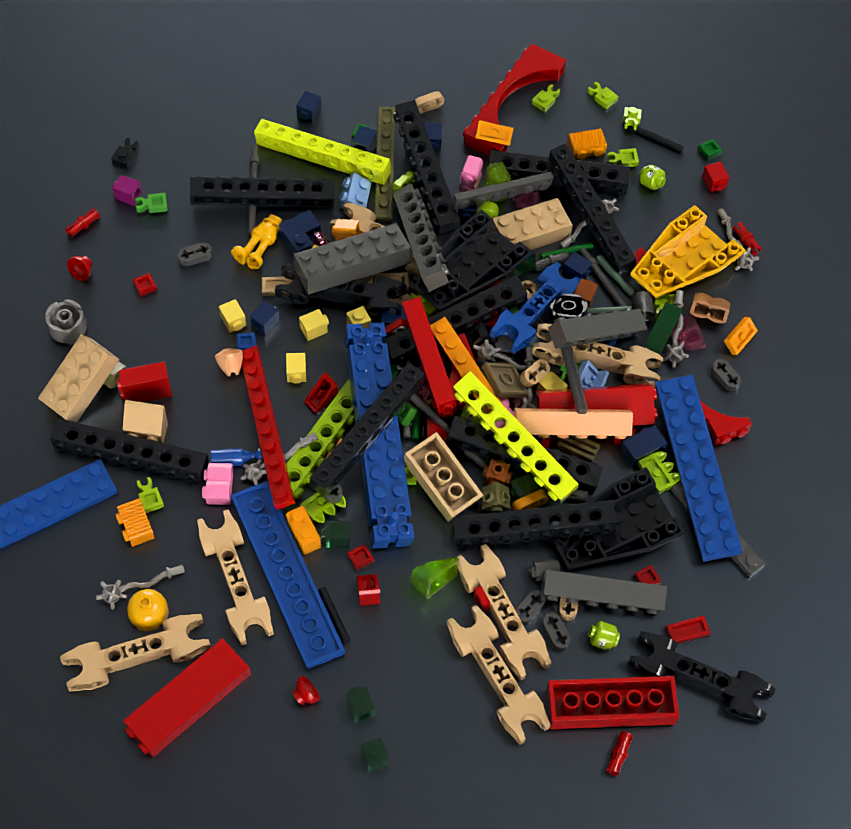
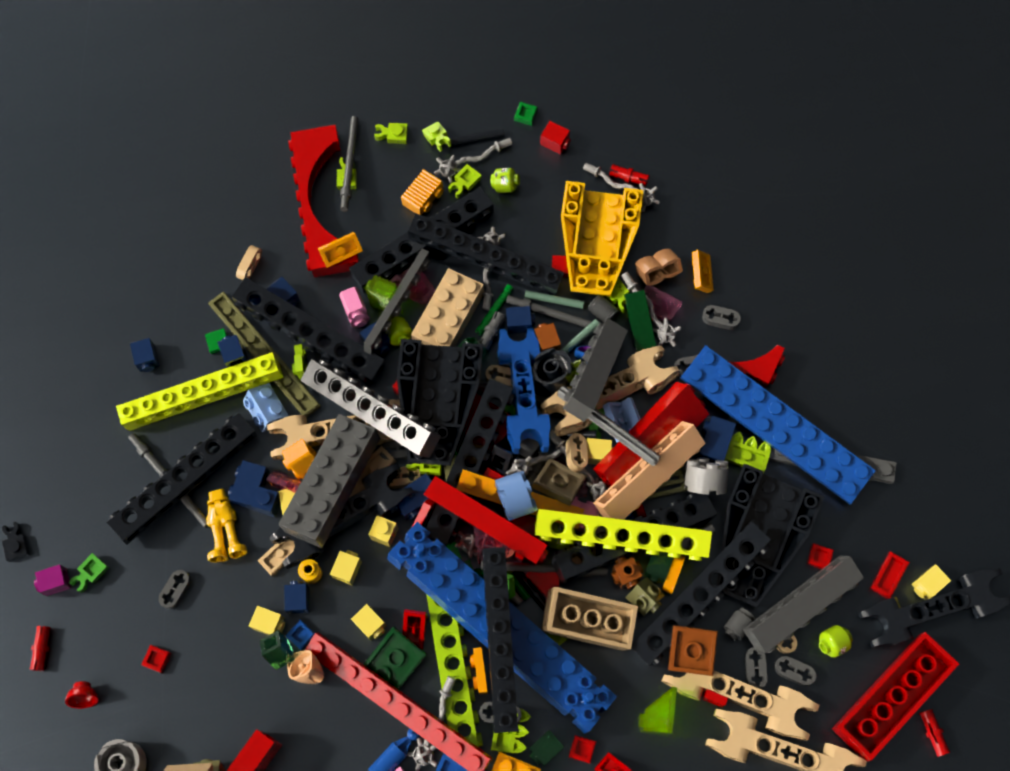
camera: 35 degrees left, 10 degrees up
(222, 335) = (277, 650): none -> clear green brick
(288, 307) = (312, 577): none -> yellow brick
(292, 401) = (395, 658): none -> dark green tile
(462, 353) = (515, 495): none -> medium blue brick
(494, 551) = (693, 650): none -> dark orange tile
(534, 103) = (346, 192): none -> dark grey bar
(612, 457) = (706, 476): none -> light grey brick
(621, 142) = (449, 168): none -> light grey piece
(714, 656) = (930, 582): none -> light yellow brick

